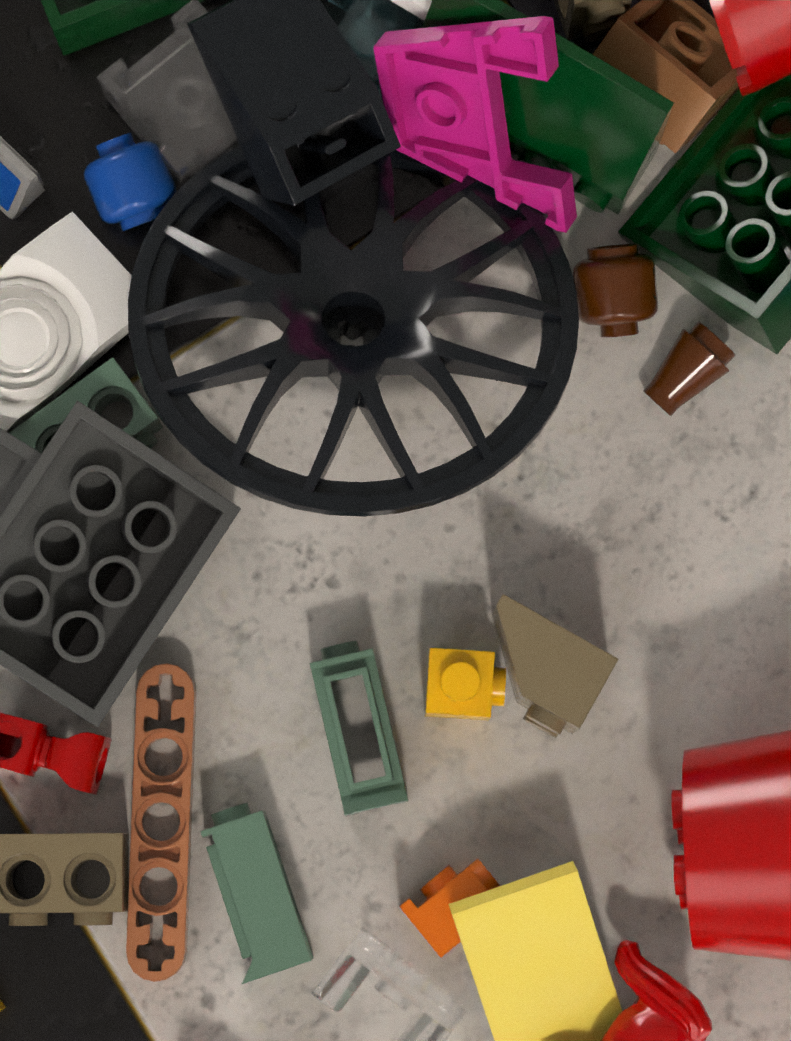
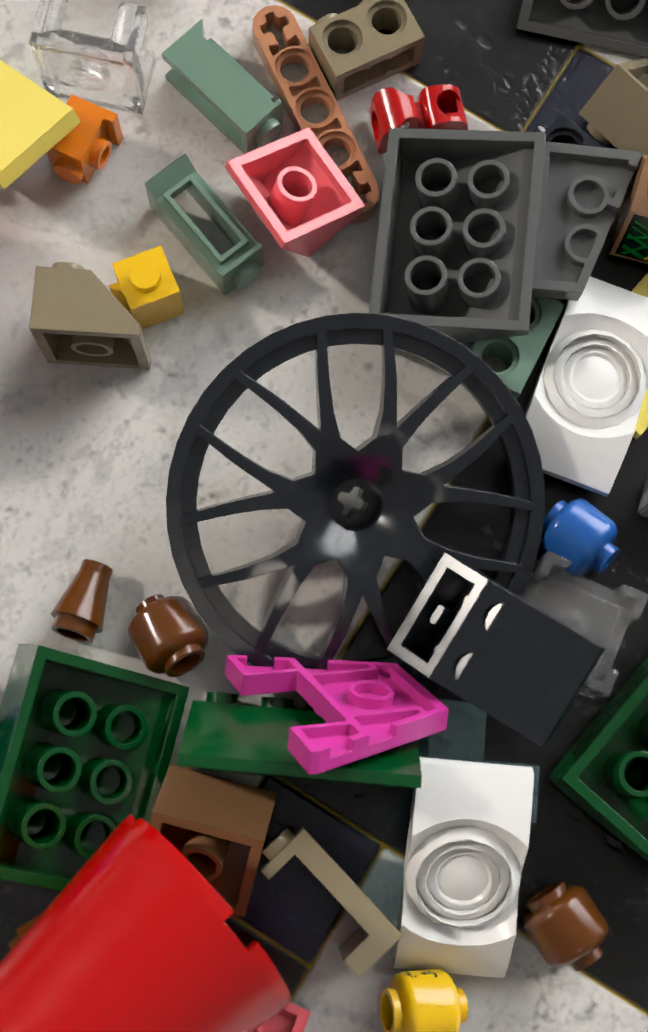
camera: 145 degrees right, 5 degrees down
(238, 716) = (296, 191): none -> coral slope

